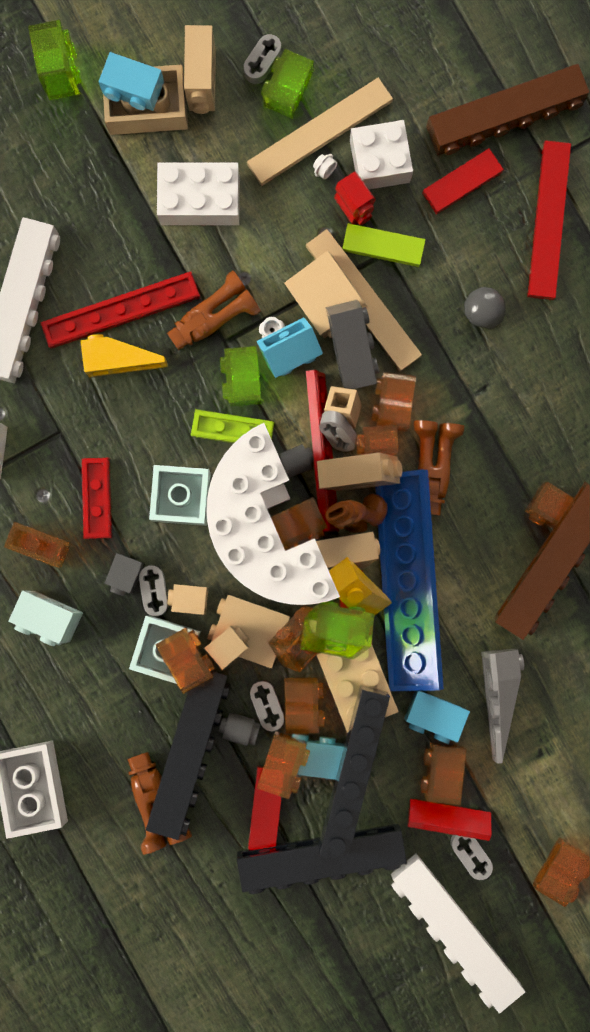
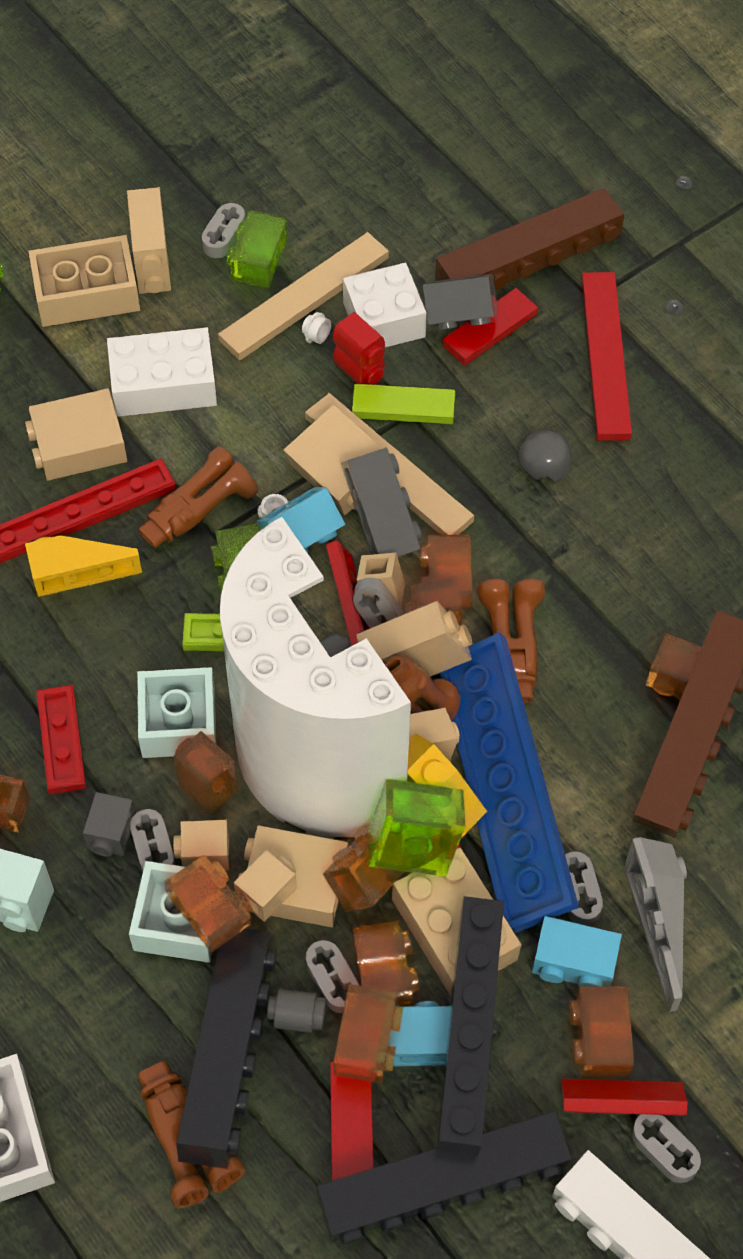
camera: 10 degrees left, 25 degrees down
(127, 242) = (76, 434): none -> tan brick
(131, 82) = (67, 252): medium azure brick -> none
(194, 548) = (205, 772): none -> clear orange brick
(442, 161) = (460, 300): none -> dark grey brick
(454, 664) = (588, 886): none -> light grey beam

